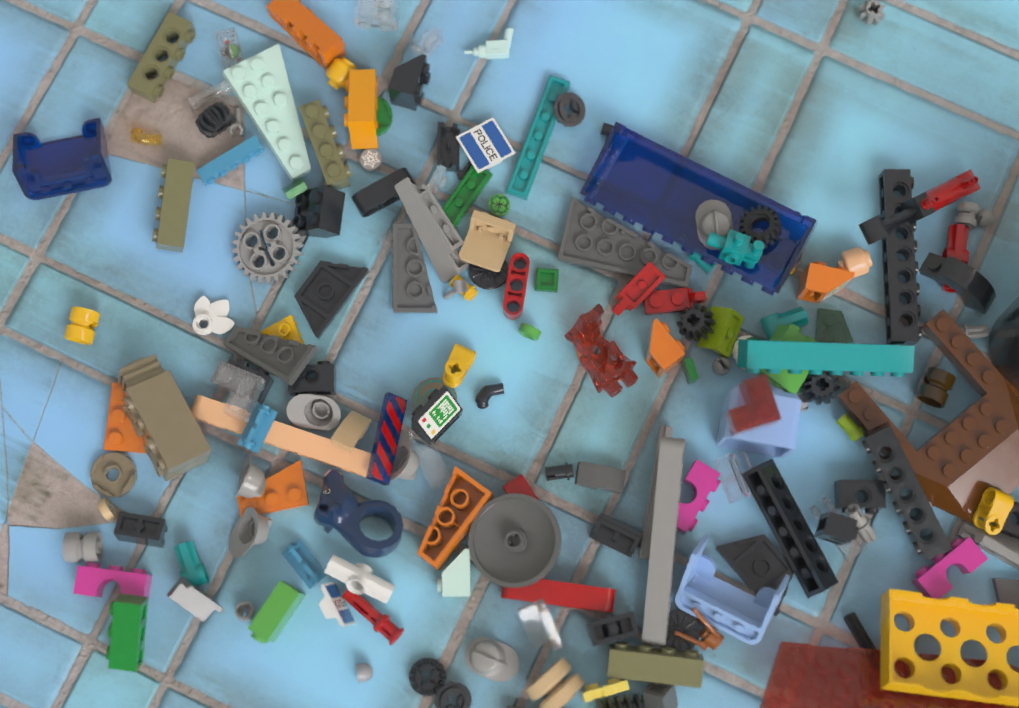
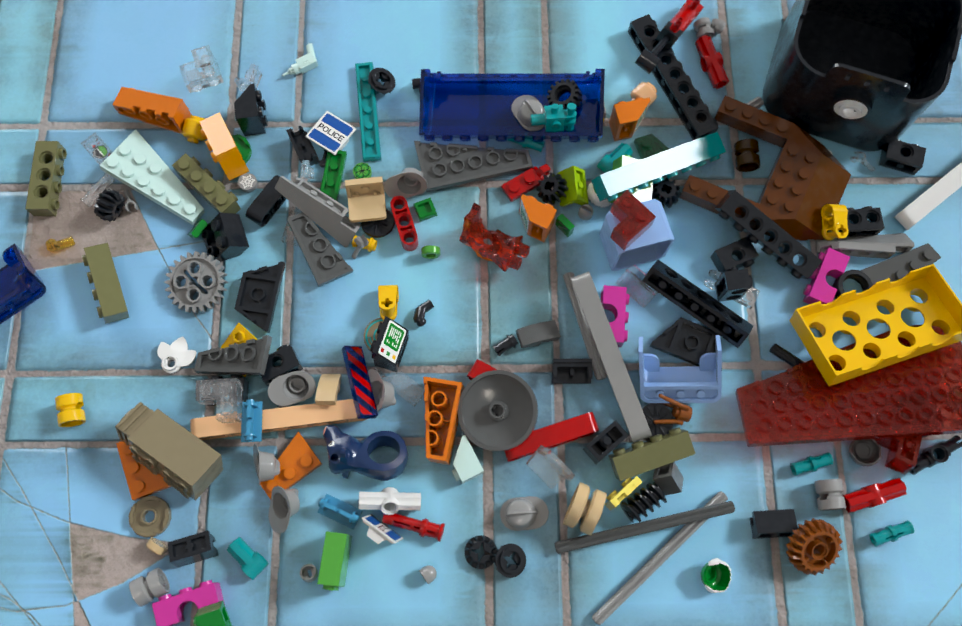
camera: 25 degrees left, 5 degrees down
(193, 599) = (261, 583): panel -> none
(230, 160) = (136, 231): dark azure piece -> none
(539, 243) = (406, 184): none -> light grey piece
(638, 288) = (497, 183): red hinge -> none
(850, 427) = (701, 212): lime pin -> none
(863, 522) = (739, 266): light grey axle -> none
(964, 279) = (724, 69): black arch -> none
(990, 587) = (856, 275): none -> black tyre

